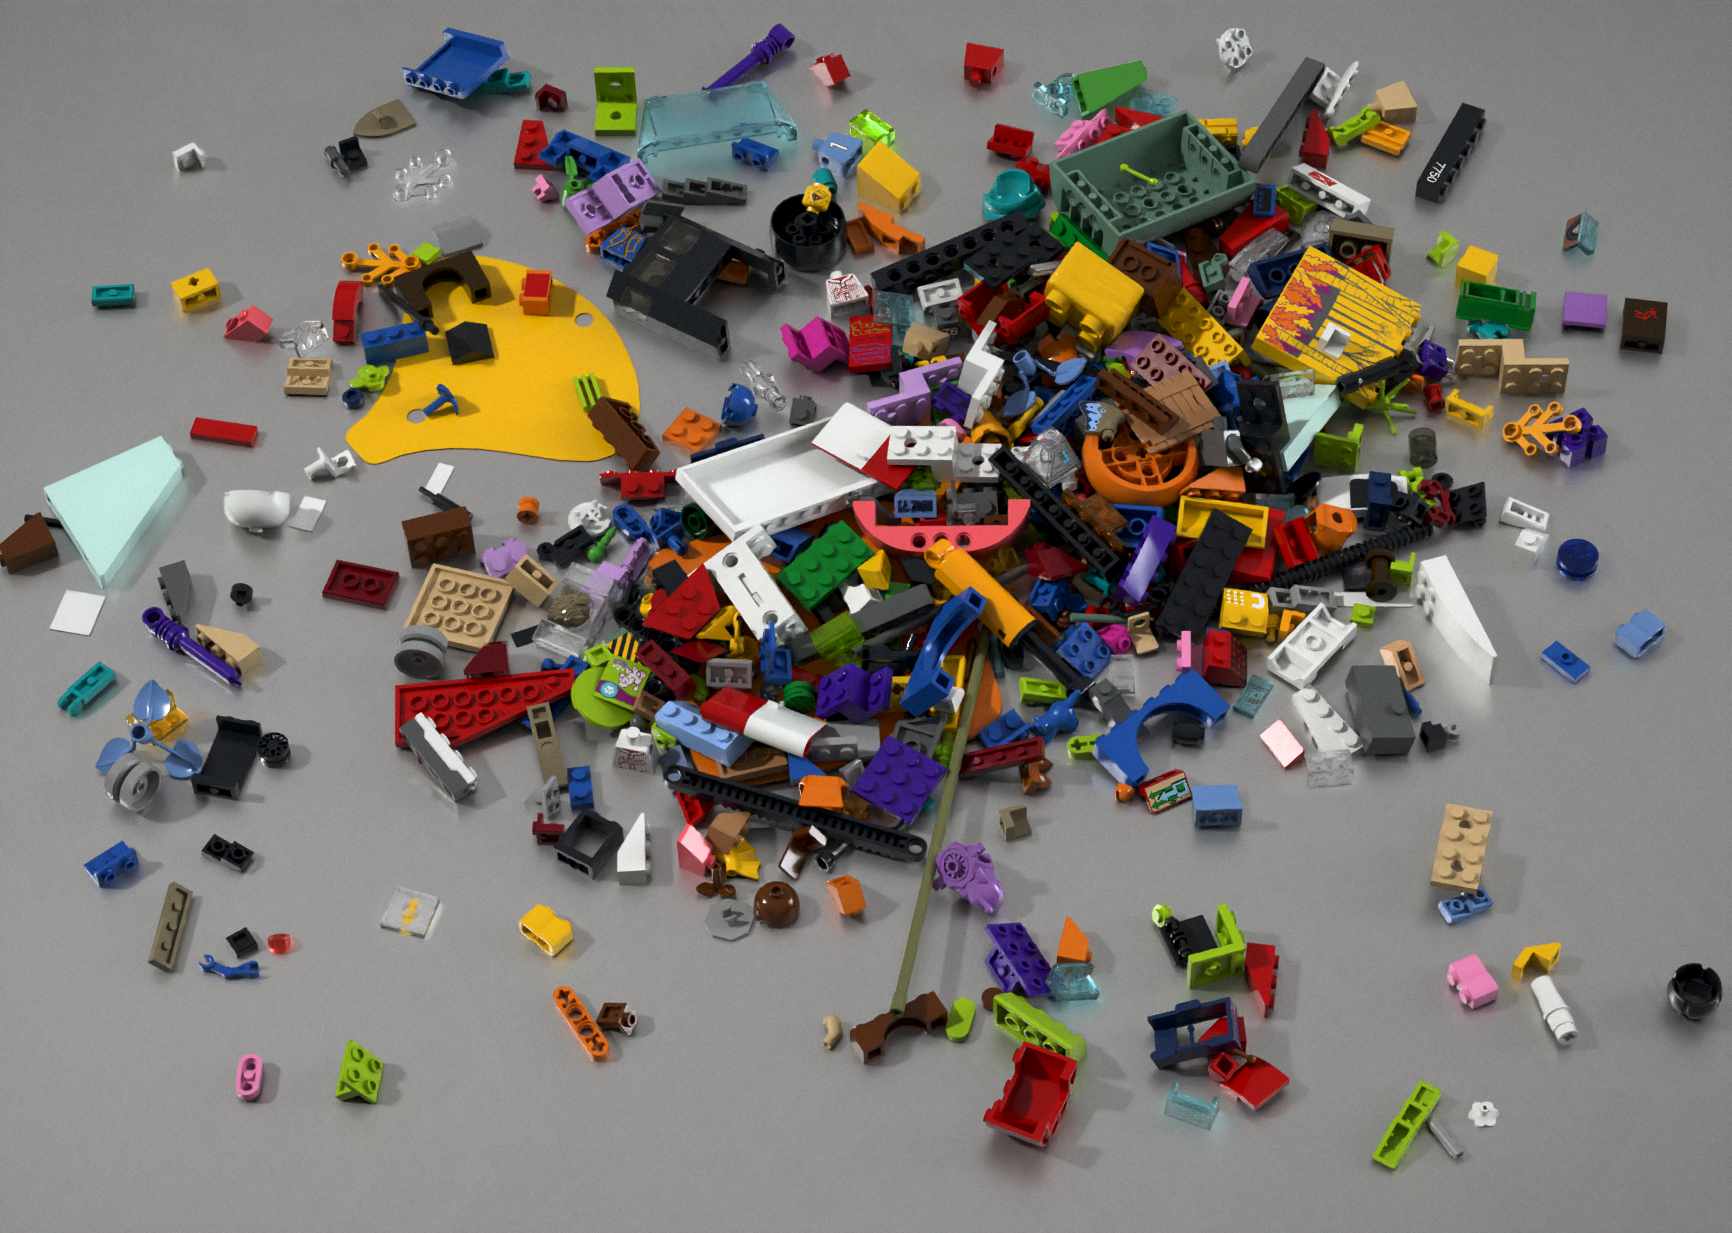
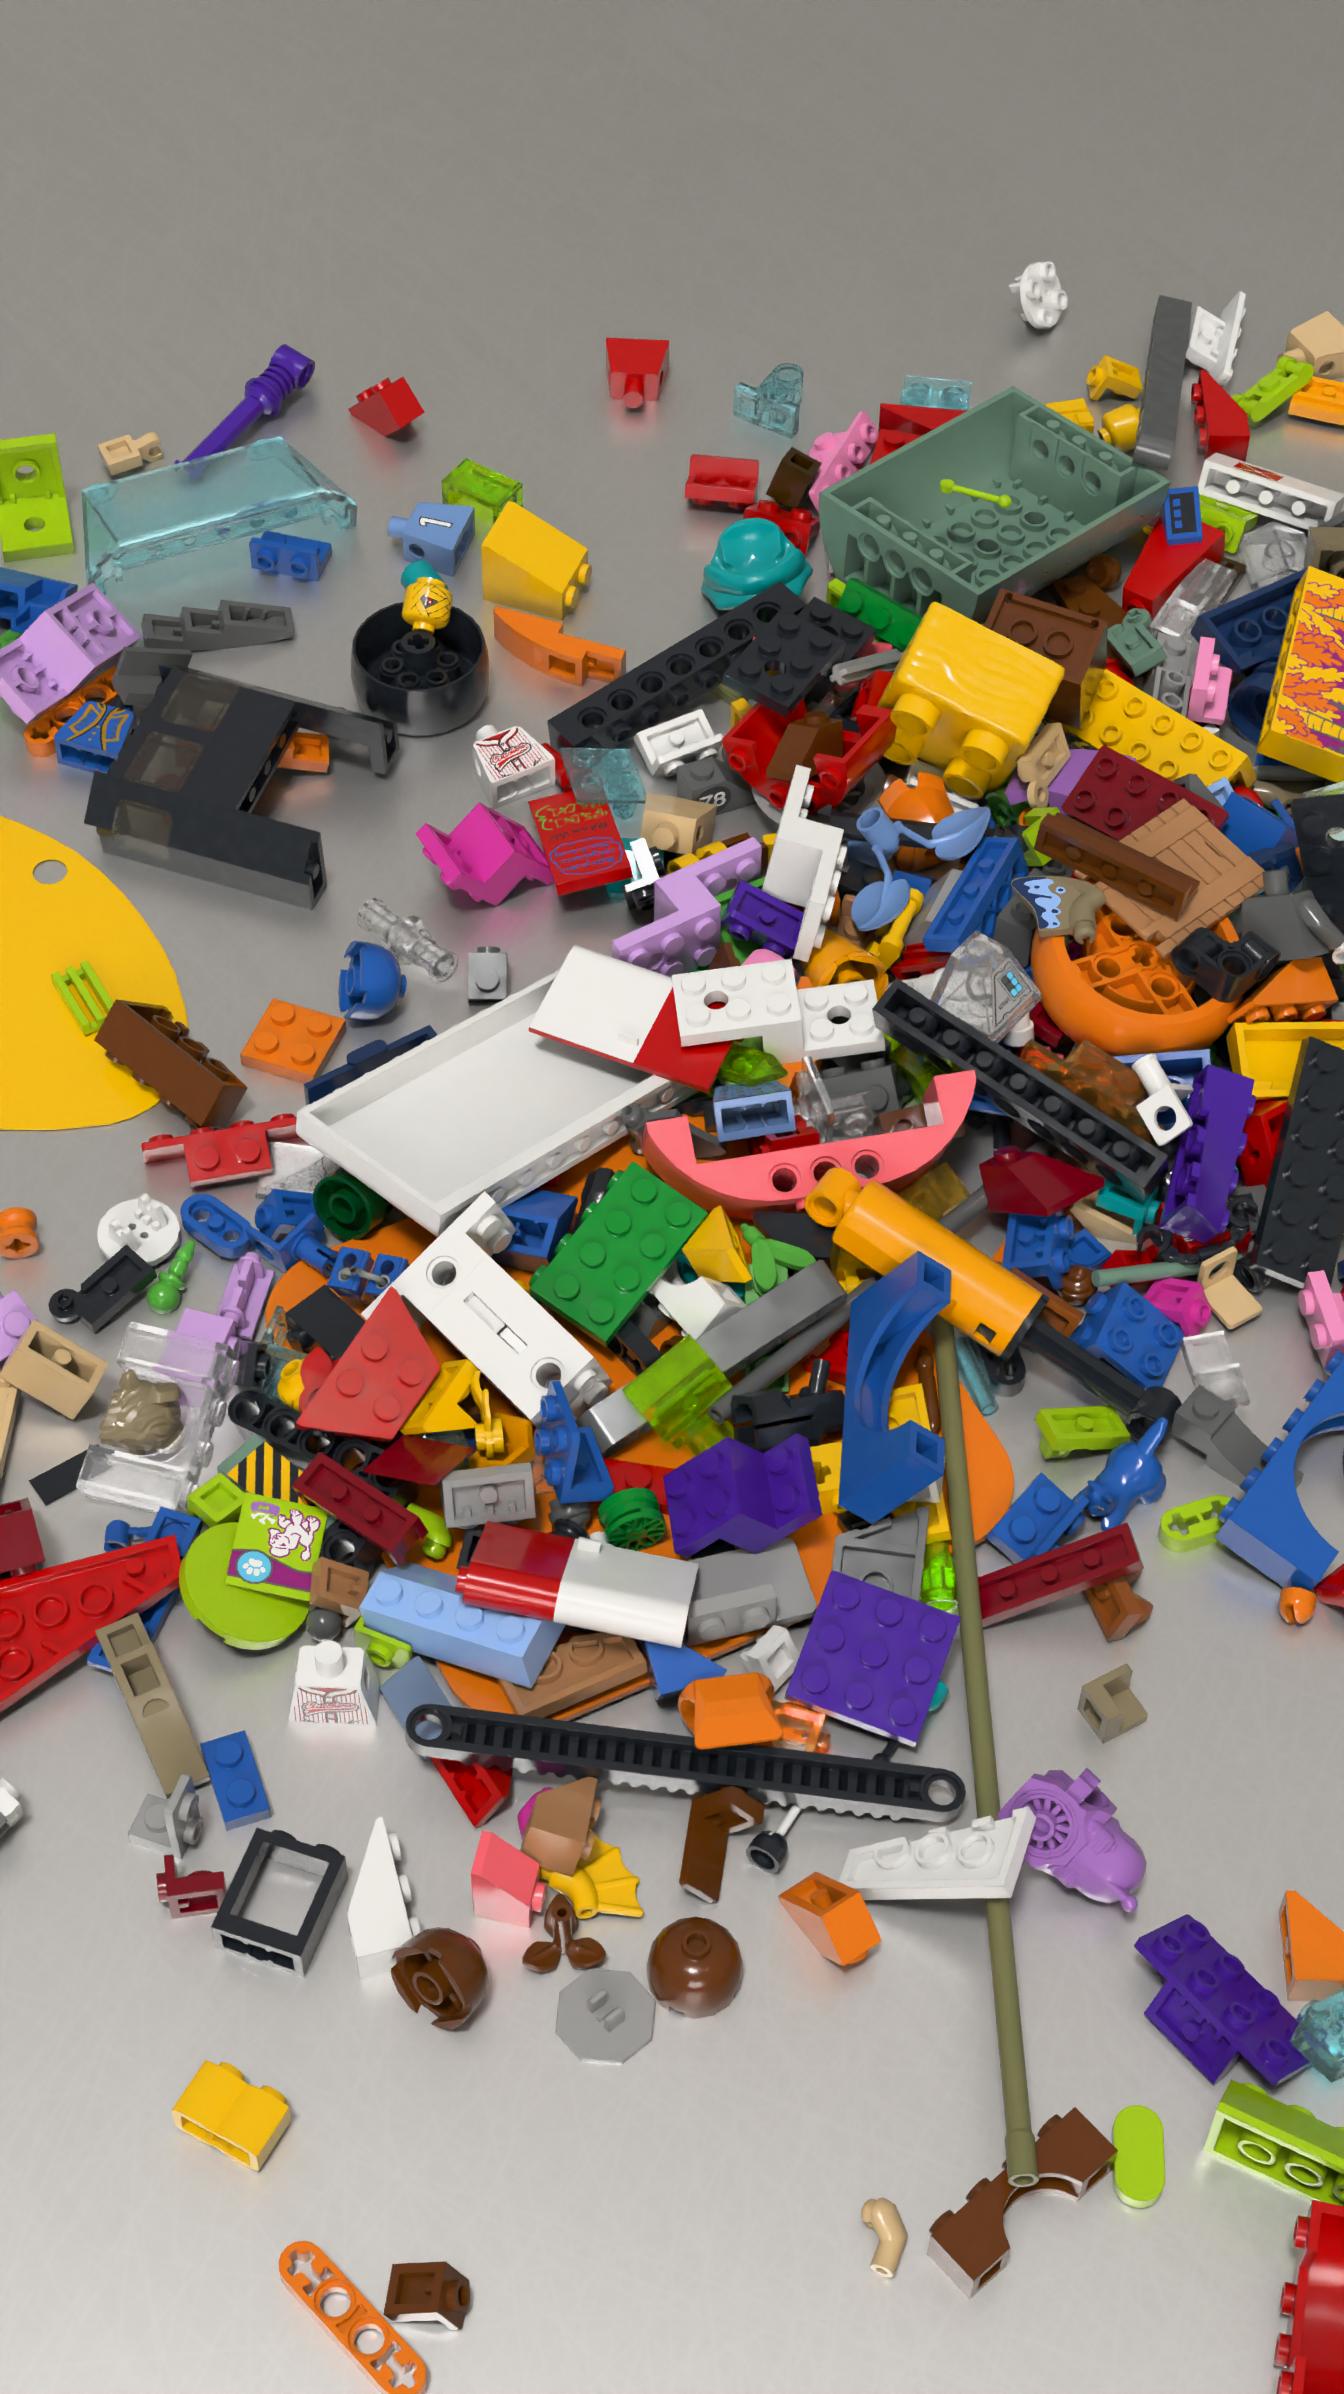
camera: 15 degrees left, 0 degrees up
(655, 886) = (442, 1974): none -> reddish brown cylinder
(675, 78) = (125, 453): none -> tan plate
(692, 556) = (353, 1271): none -> blue piece
(858, 237) = (507, 669): orange tile -> none
(900, 576) = (768, 1252): none -> bright green piece
(904, 876) = (944, 1864): none -> white wing
(987, 997) = (1188, 2096): reddish brown tile -> none
(1051, 145) = (793, 478): none -> dark brown brick
(1102, 86) = (851, 375): bright green slope -> none
(1126, 337) = (1043, 762): none -> tan hinge
(1127, 528) = (1161, 1097): none -> white bracket
(1180, 465) = (1224, 967): none -> black piece
(1261, 104) = (1116, 376): none -> yellow bracket

